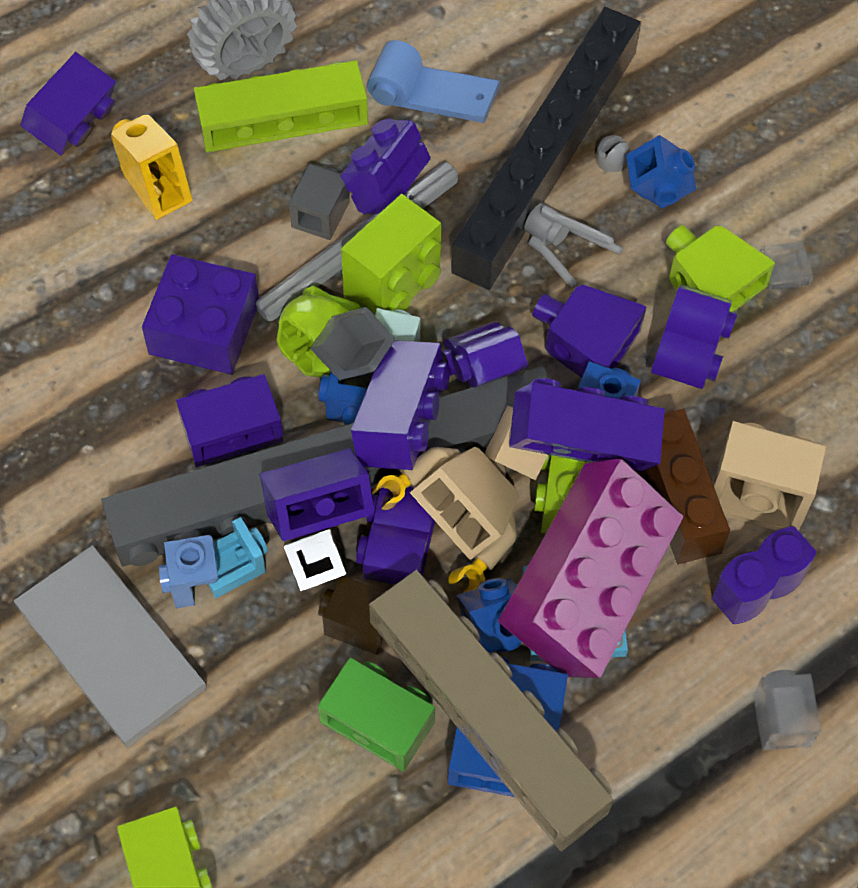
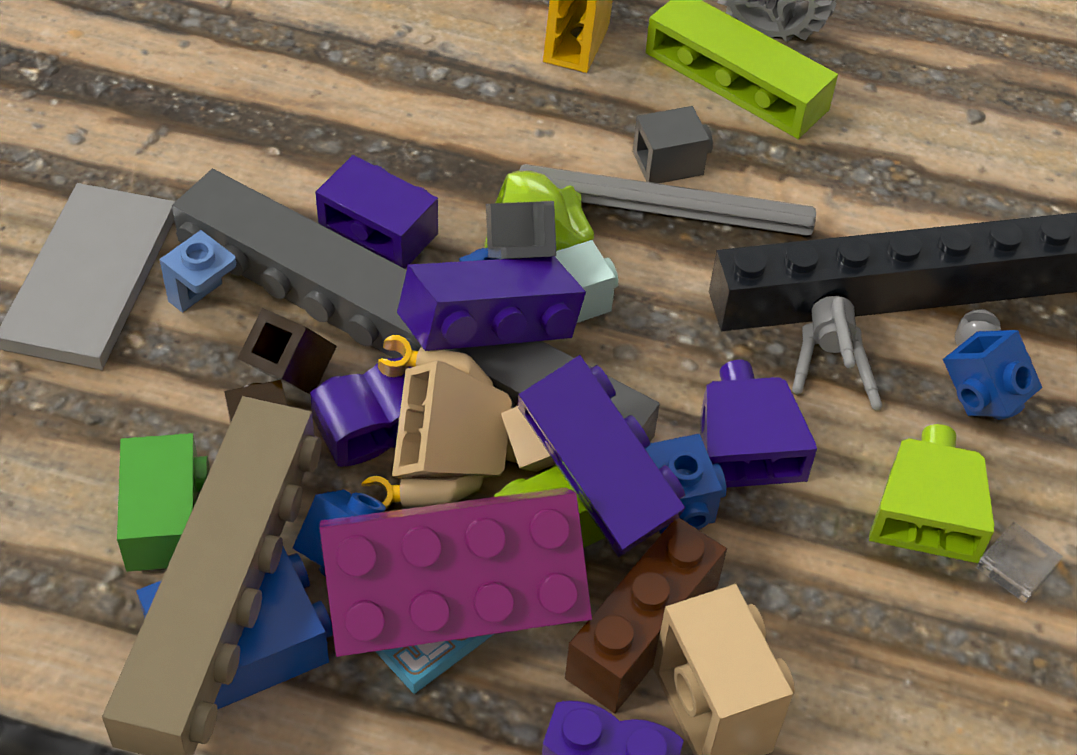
camera: 50 degrees right, 10 degrees down
(201, 314) = (468, 132): dark purple brick -> none
(238, 558) = (237, 300): medium azure bracket -> none
(317, 494) = (334, 297): dark purple brick -> none
(385, 165) = (752, 159): dark purple brick -> none
(392, 257) = (656, 218): lime brick -> none
(405, 83) = (870, 134): medium blue door -> none
(484, 354) = (623, 347): dark purple brick -> none
(693, 336) = (826, 512): dark purple brick -> none

